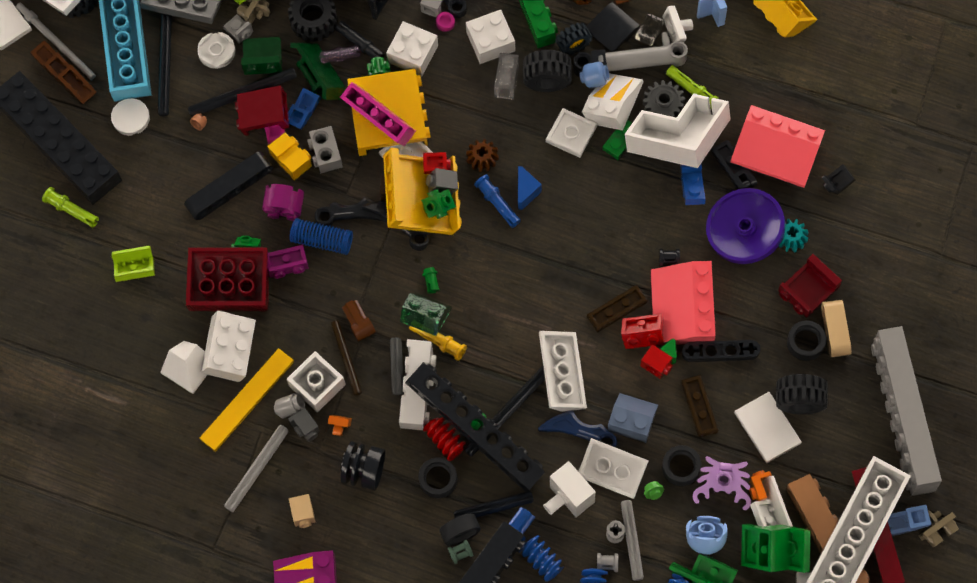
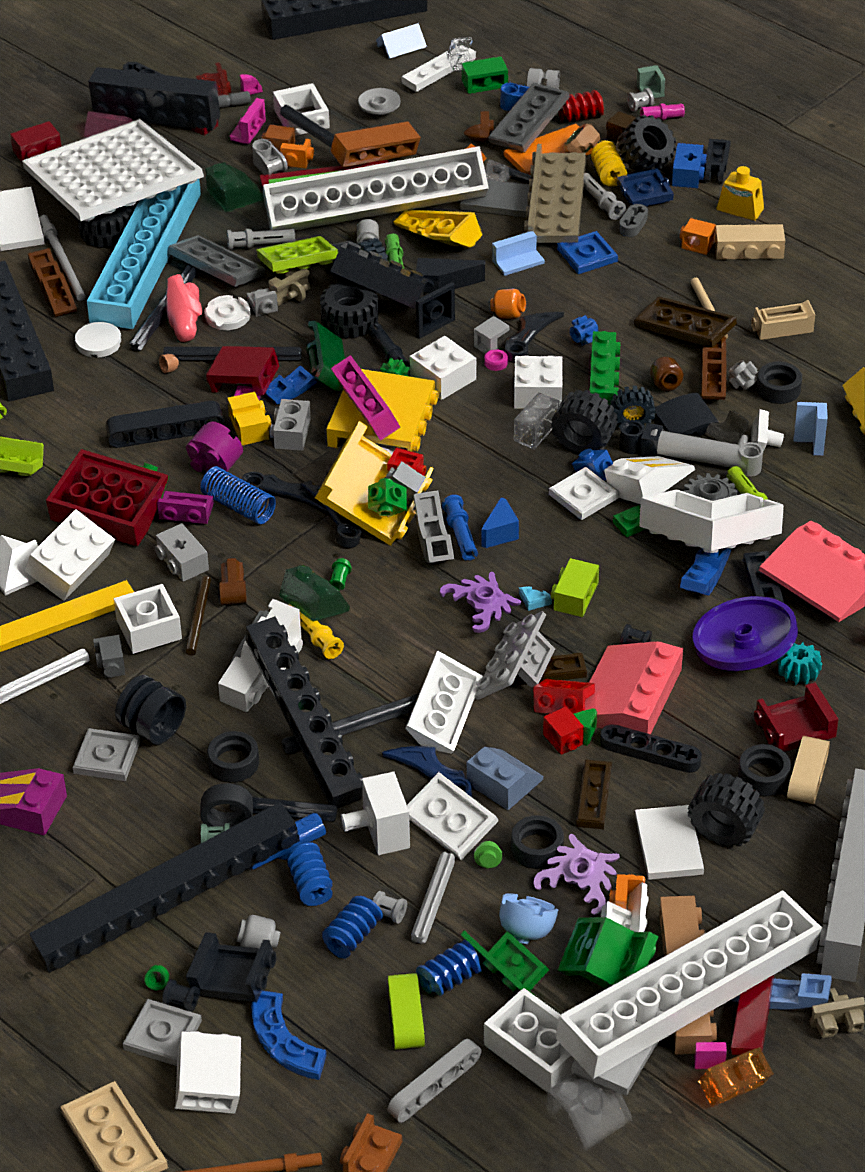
camera: 20 degrees right, 25 degrees down
(184, 63) = (182, 307): none -> coral animal
(262, 56) = (271, 329): dark green bracket -> none
(289, 405) = (103, 628): light grey brick -> none
(302, 298) = (181, 552): none -> light grey brick
(302, 511) = (55, 734): tan brick -> none
(339, 54) = (359, 349): pin -> none
(339, 423) = (151, 666): orange tile -> none
(345, 510) = (106, 754): none -> light grey tile
(444, 438) = (264, 719): red piece -> none
(481, 217) = (431, 529): none -> light grey arch
(489, 158) = (467, 481): reddish brown gear -> none
(547, 263) = (484, 598): none -> medium lavender animal
(566, 99) = (594, 460): none -> blue bracket
(579, 245) = (533, 598): none -> medium azure tile
(594, 74) = (638, 442): medium blue head -> none
(595, 311) = (519, 652): none -> light grey bracket
(606, 227) = (575, 587): none -> lime brick
(609, 532) = (418, 880): light grey bush -> none

